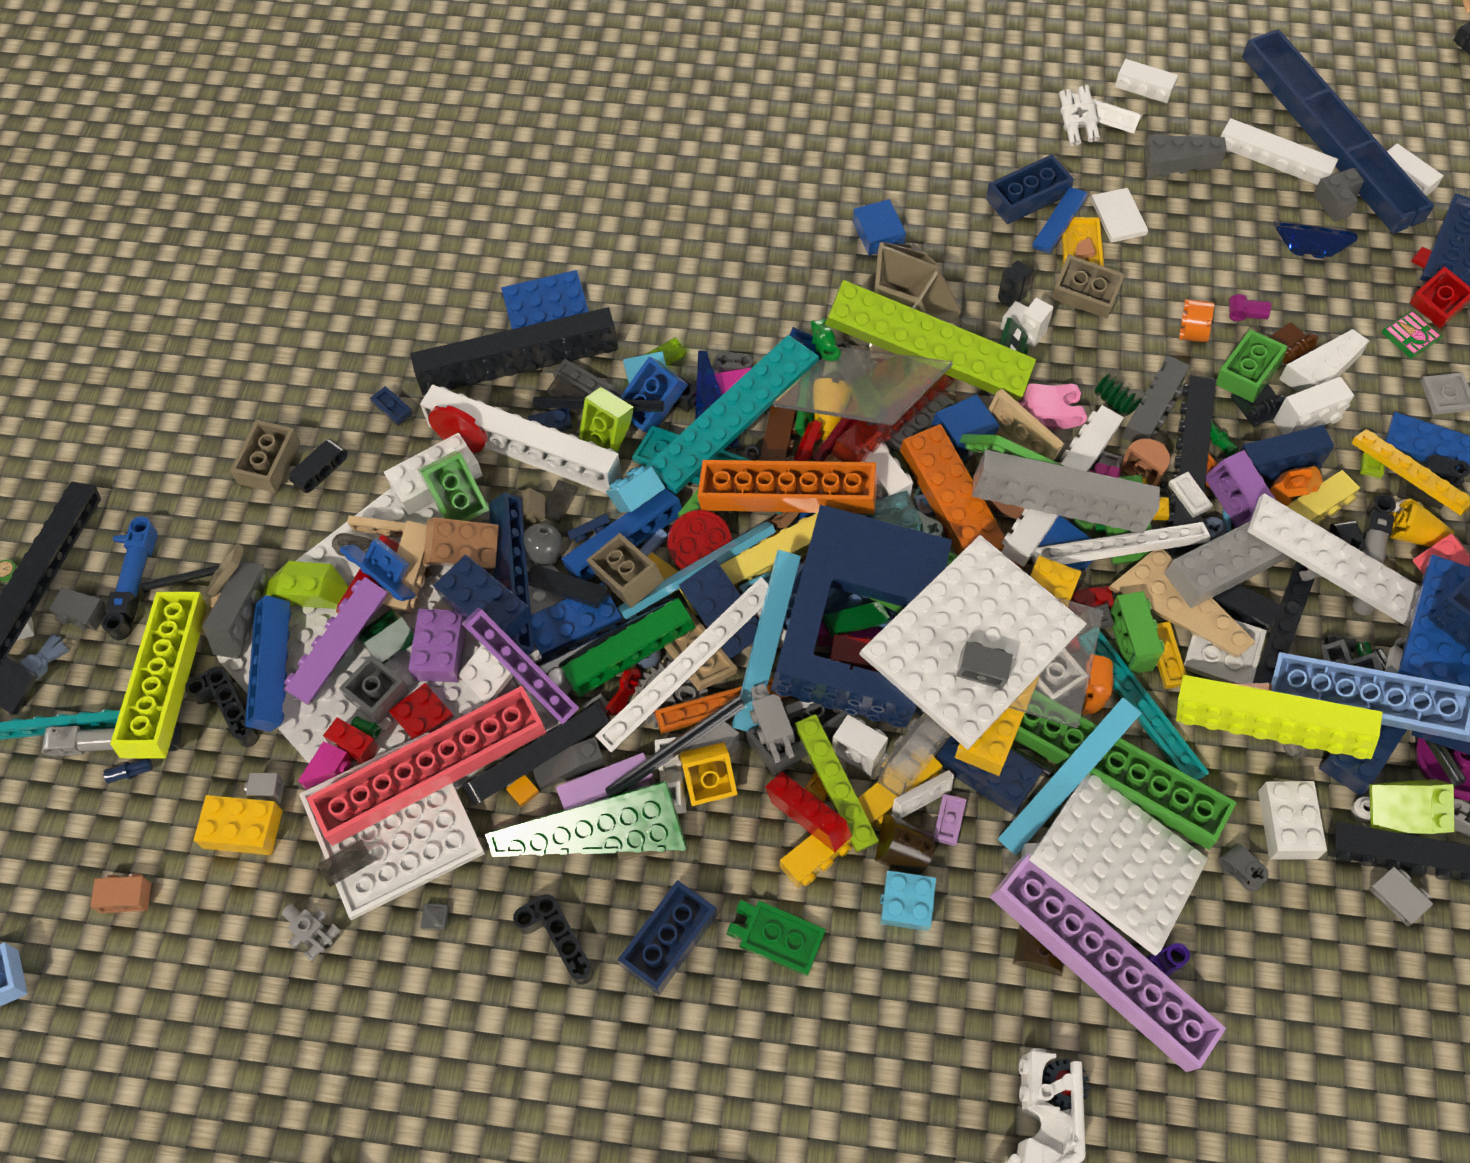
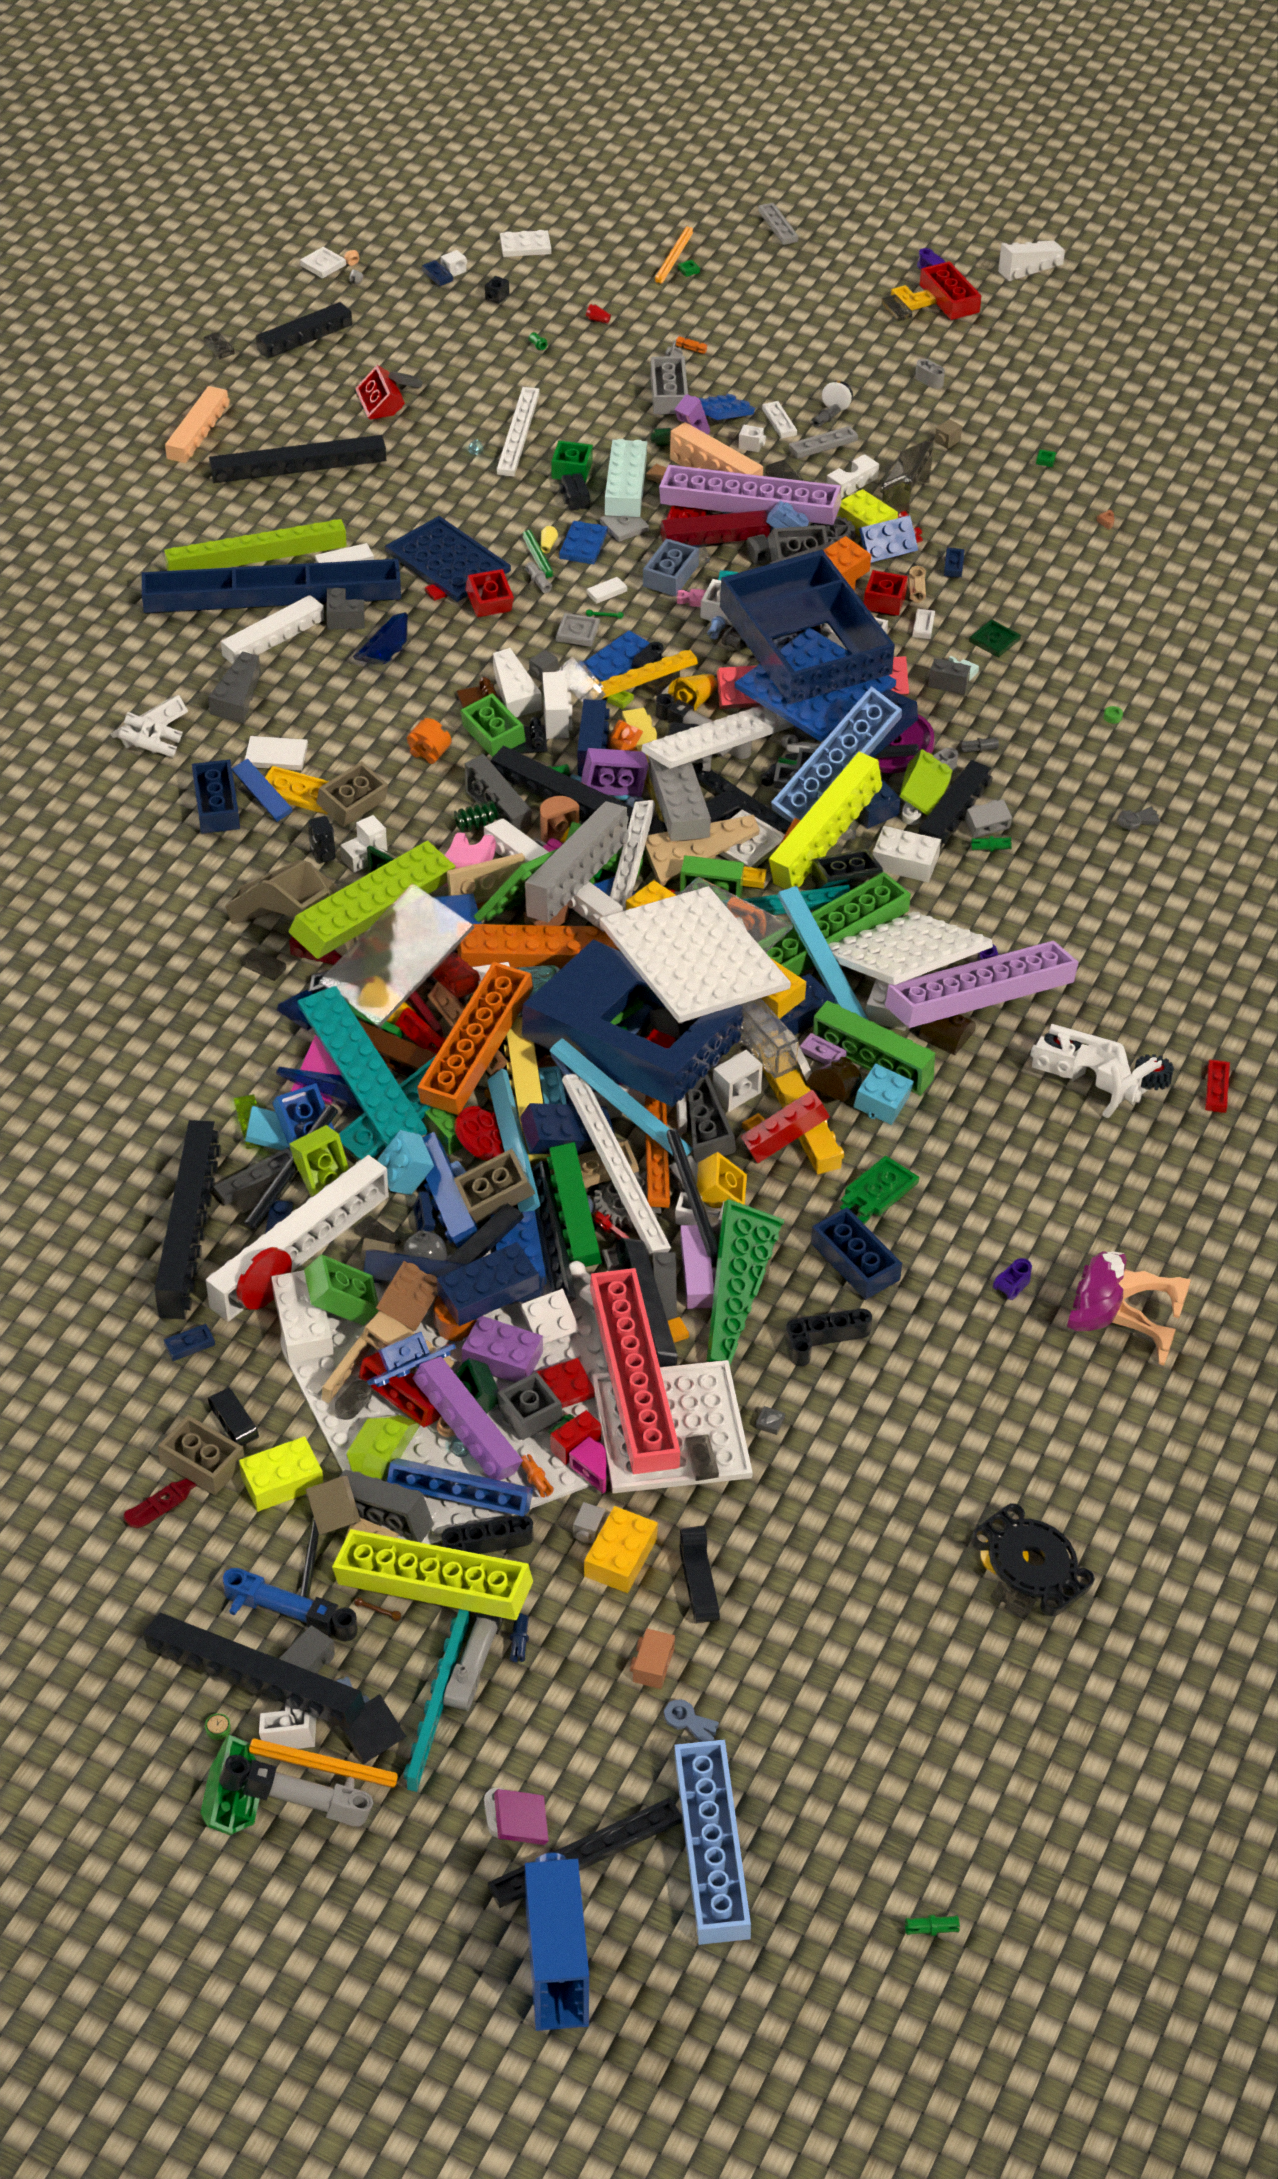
camera: 75 degrees left, 15 degrees down
(64, 941) = (681, 1715): none -> sand blue piece
(216, 444) = (155, 1506): none -> dark red piece
(220, 907) = (698, 1574): none -> black beam
(263, 521) = (280, 1473): none -> neon yellow brick
(303, 723) = (536, 1476): none -> orange pin
(309, 930) = (748, 1512): light grey piece -> none
(520, 665) = (569, 1263): medium lavender brick -> none
(544, 299) = (133, 1191): blue plate -> none
(689, 1118) = (1014, 1278): none -> dark purple piece
(733, 361) = (296, 1062): dark grey beam -> none
(758, 452) = (408, 1068): black pin -> none
(772, 721) = (699, 1120): light grey hinge -> none
(824, 340) = (313, 980): green animal -> none
(836, 782) = (757, 1099): lime plate -> none
(878, 224) = (192, 914): blue brick -> none
(964, 877) = (871, 1044): none -> bright green brick
(984, 665) = (728, 945): dark grey brick -> none
(1084, 249) = (306, 784): nougat tile -> none
(1146, 81) = (133, 680): white brick -> none
(1190, 494) = (594, 800): white tile -> none
(1224, 760) = (844, 868): none -> black slope
(1242, 308) = (430, 707): magenta piece -> none
(1243, 866) = (930, 894): dark grey piece -> none
(1361, 419) = (582, 681): none -> clear brick
(1365, 912) = (991, 843): none -> green pin
(1370, 381) = (542, 663): none -> dark grey brick
(1381, 101) = (258, 547): none -> lime brick
(1411, 334) = (508, 627): tile -> none

